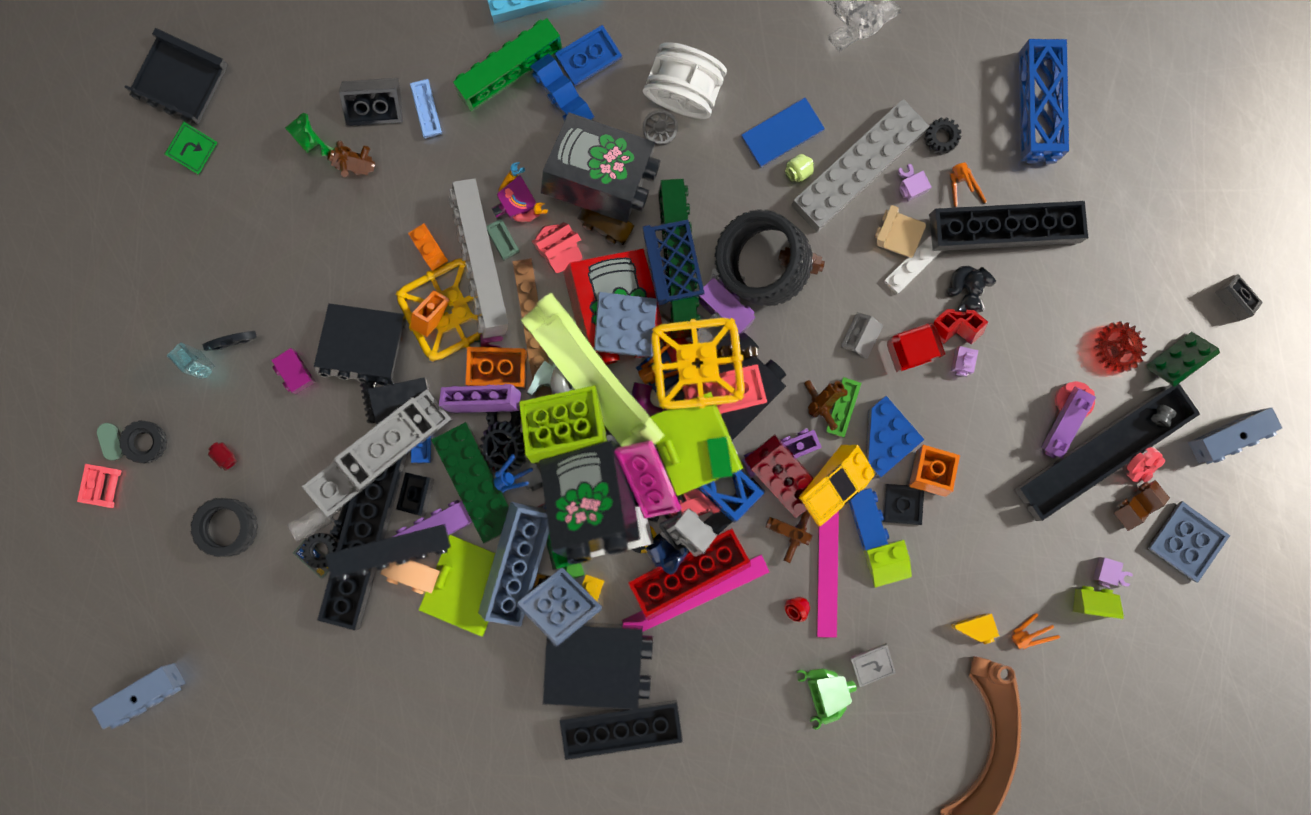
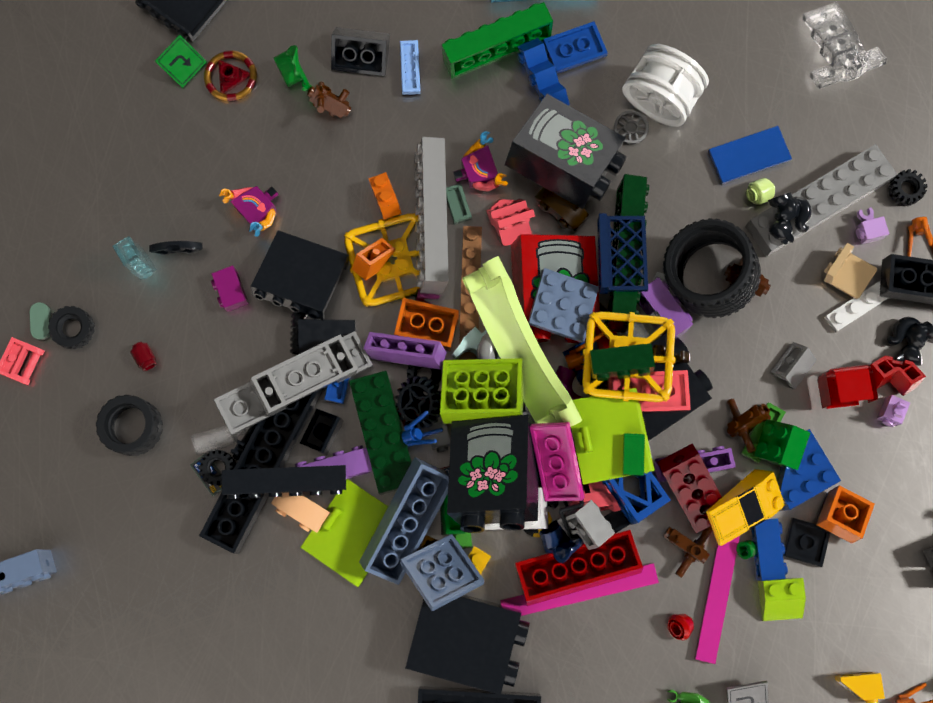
camera: 20 degrees right, 5 degrees down
(245, 152) = (230, 76): none -> dark red piece
(298, 283) = (253, 206): none -> torso
(691, 371) = (621, 361): none -> dark green brick
(827, 184) = (788, 209): none -> black animal
(847, 523) = (751, 549): none -> green bush
(862, 416) = (782, 444): none -> green brick

